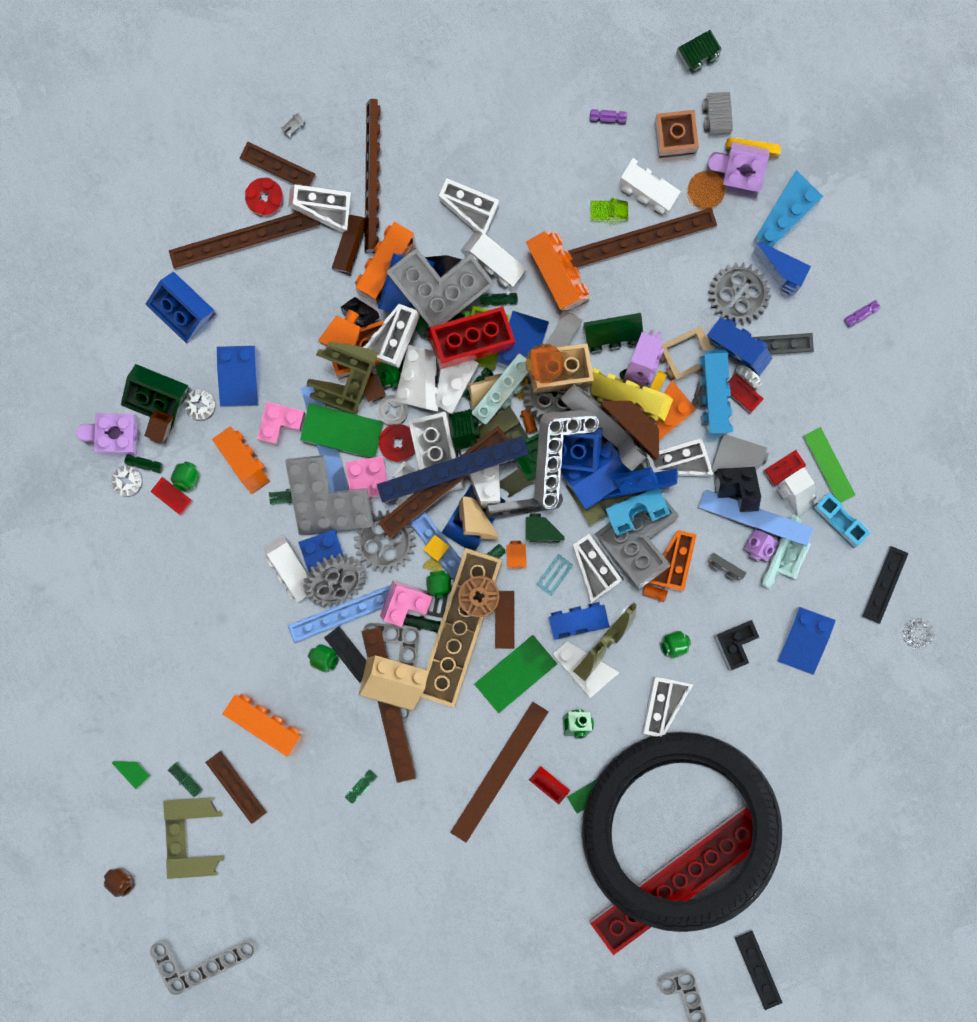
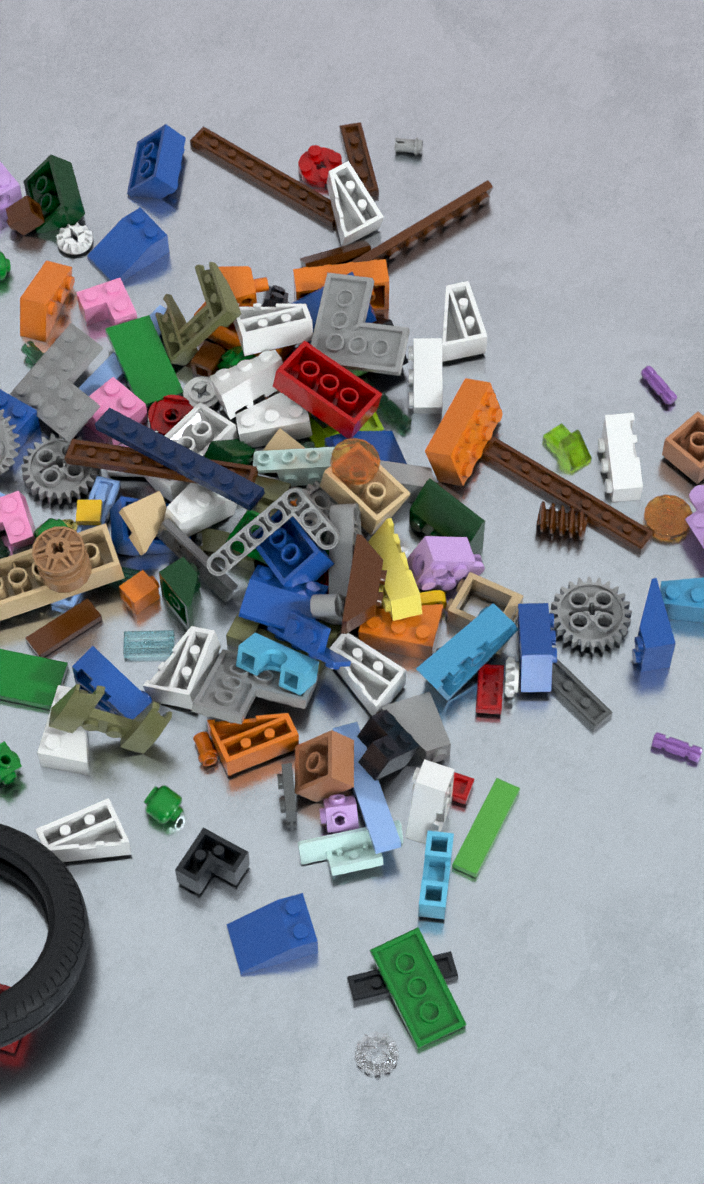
camera: 55 degrees right, 25 degrees down
(662, 258) = (562, 521): none -> reddish brown piece
(727, 533) = (324, 766): none -> nougat brick
(900, 582) = (417, 988): none -> green tile

